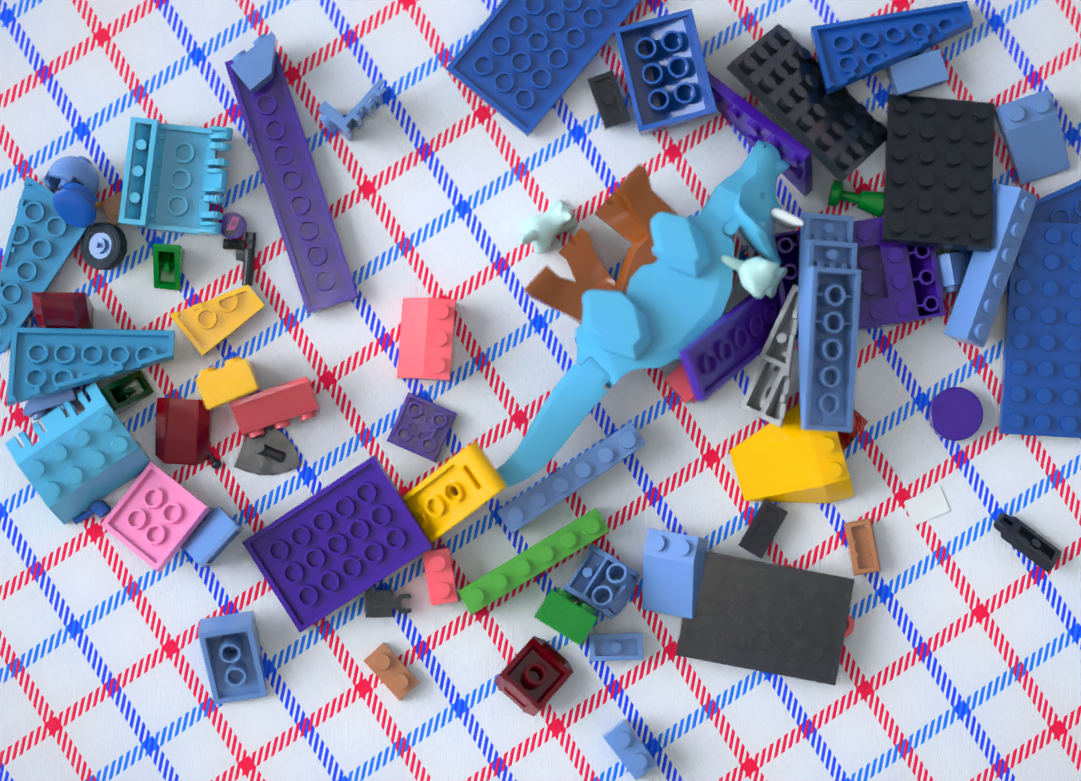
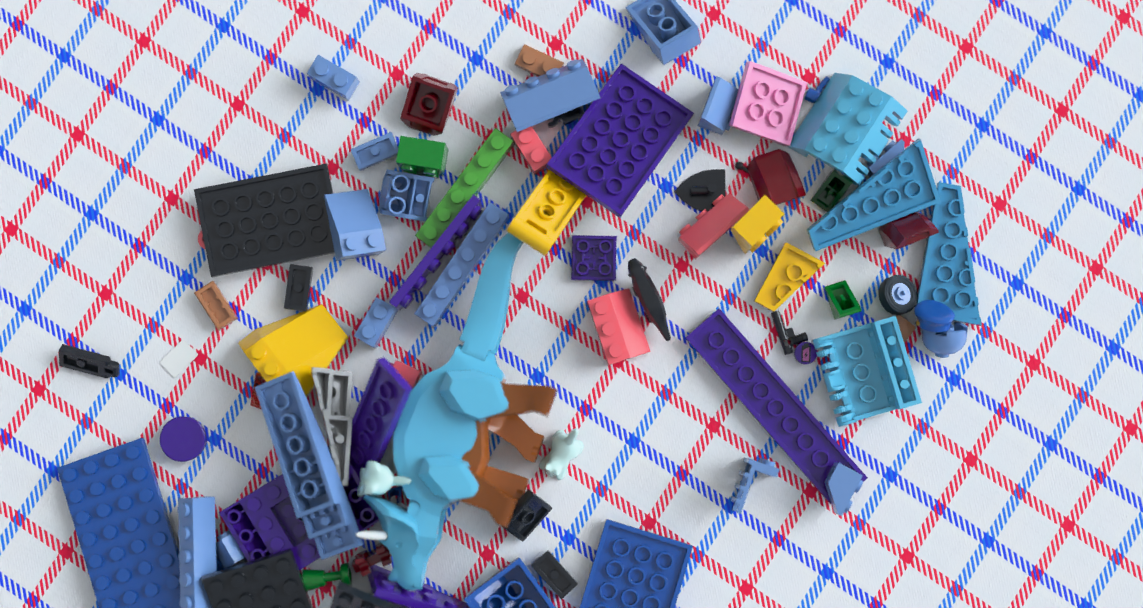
camera: 160 degrees right, 0 degrees up
(379, 357) = (648, 296): none -> black animal
(395, 626) = (549, 94): none -> medium blue slope
(603, 494) = (442, 246): none -> dark purple plate
(609, 174) = (527, 515): none -> black tile
(692, 453) = (376, 322): none -> medium blue brick
(807, 199) = (366, 559): none -> dark red plate

